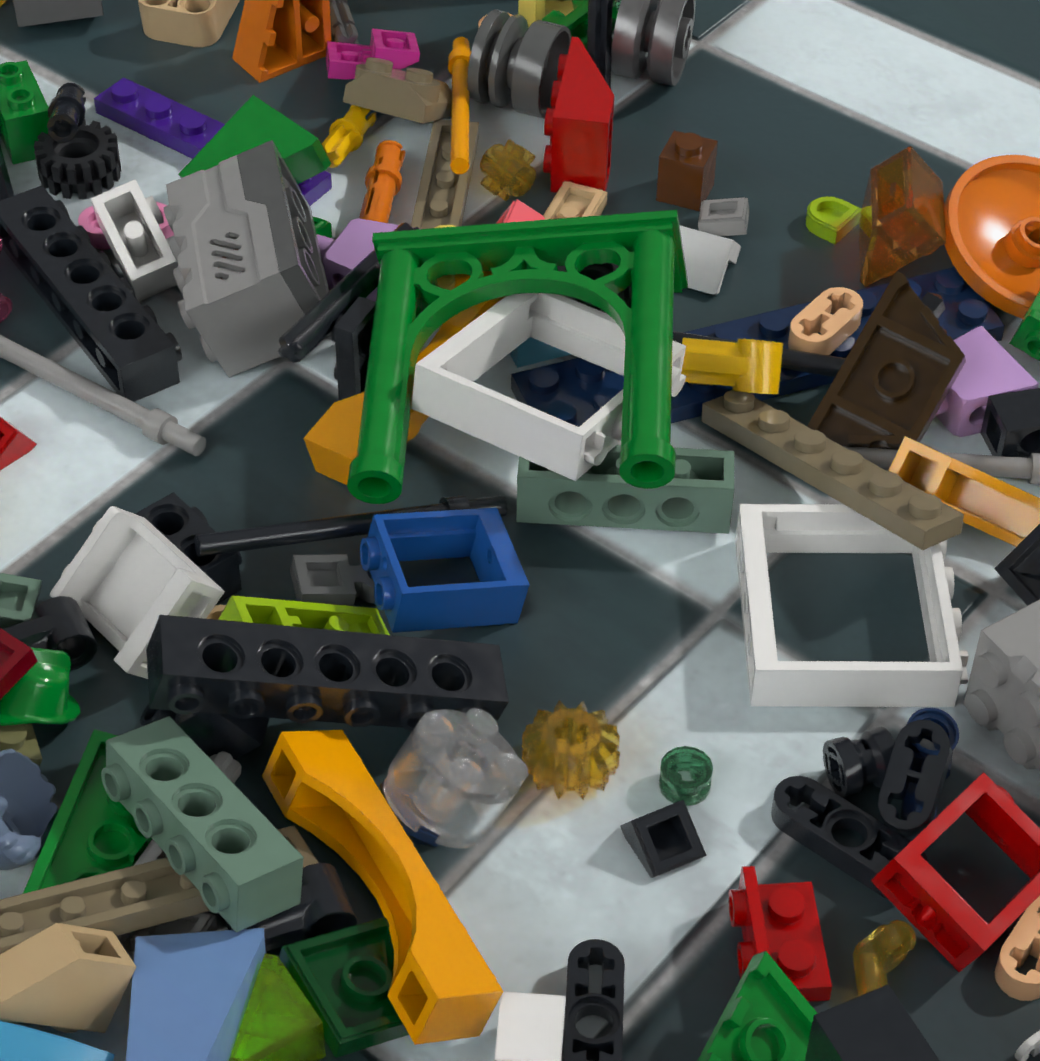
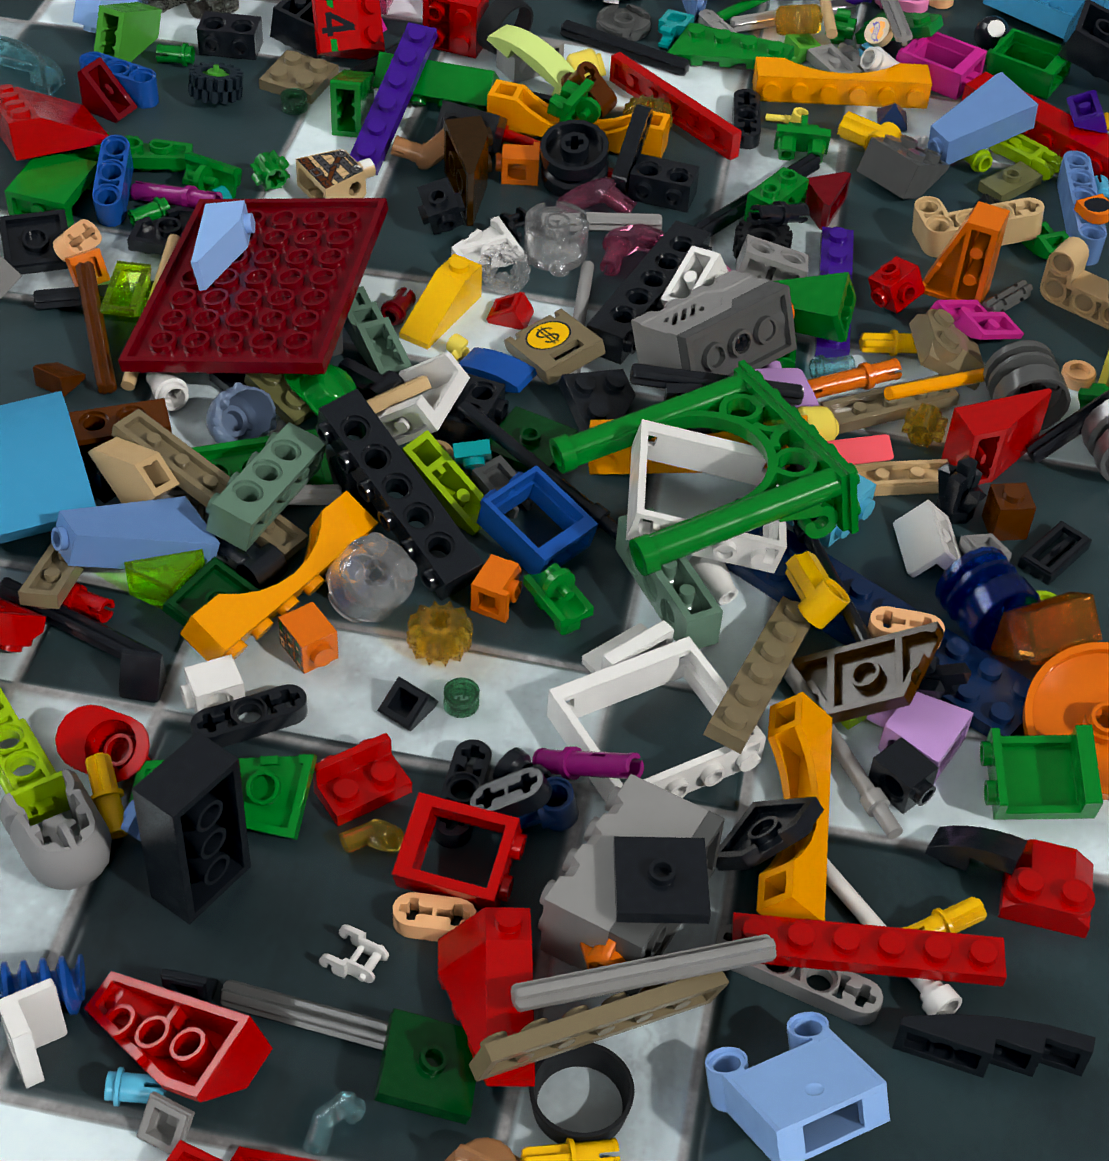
camera: 60 degrees right, 0 degrees up
(30, 521) = (457, 346): none -> light yellow hand
(51, 64) = (826, 196): none -> dark red slope
(104, 421) = (552, 337): none -> dark tan container
(108, 641) = (399, 393): none -> tan tile
(125, 486) = (498, 368): none -> blue slope
(149, 156) = (770, 260): none -> light grey brick
(249, 424) = (597, 395): none -> black plate
(265, 76) = (896, 284): none -> red brick
(266, 502) = (533, 433): none -> dark green plate
(289, 575) = (472, 454): none -> teal plate
(346, 201) = (824, 366): none -> clear light blue pin
(498, 896) = (308, 637): none -> orange brick
(530, 659) = (496, 587): none -> orange brick
(585, 602) = (559, 597): none -> green hips
(635, 183) = (959, 490): none -> black rock
(704, 581) = (628, 645): none -> white panel
(745, 175) = (1041, 567): none -> black tile
(823, 238) = (980, 590): none -> clear blue wheel
(902, 679) = (574, 762): none -> magenta pin

